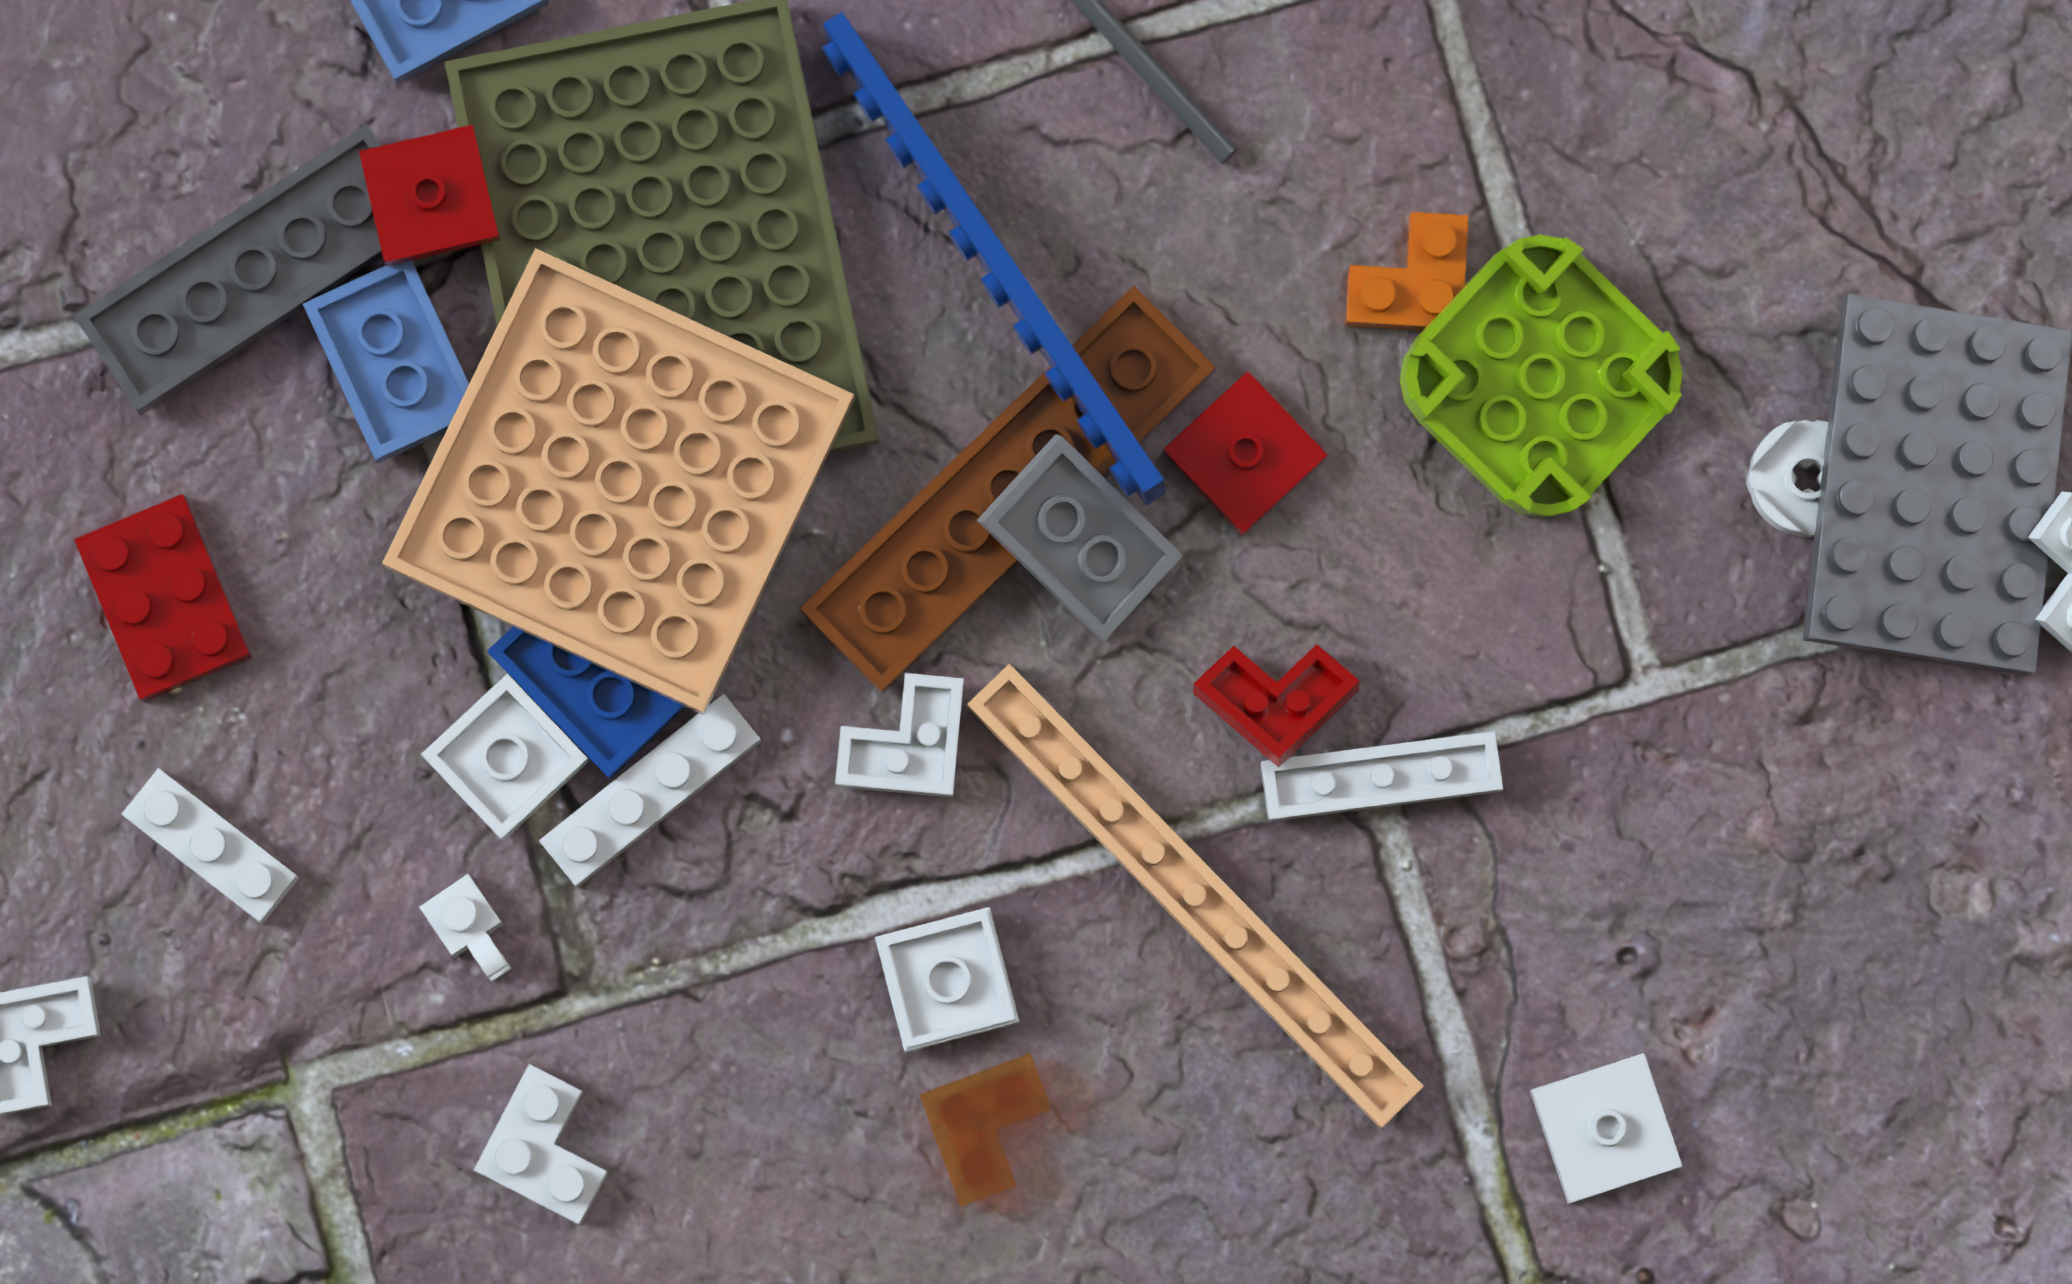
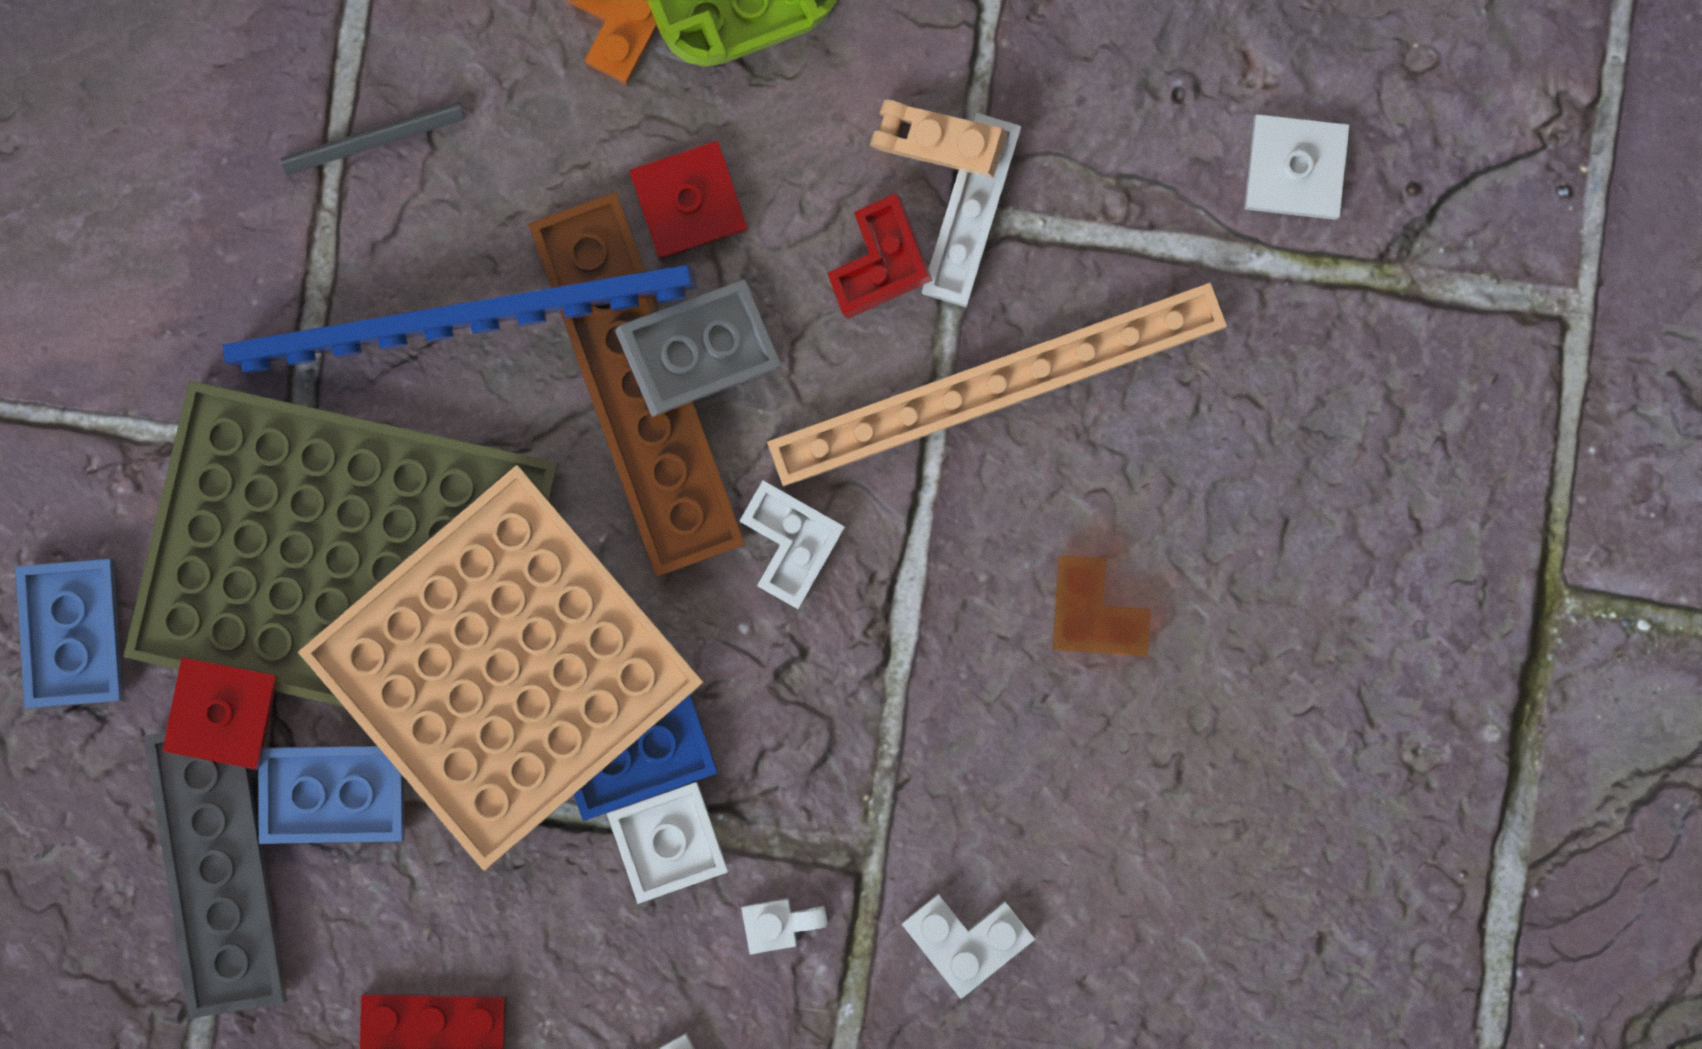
camera: 60 degrees left, 5 degrees up
(650, 791) = (740, 747): white plate -> none
(947, 980) = (977, 591): white plate -> none
(1445, 704) = (940, 139): none -> light nougat plate

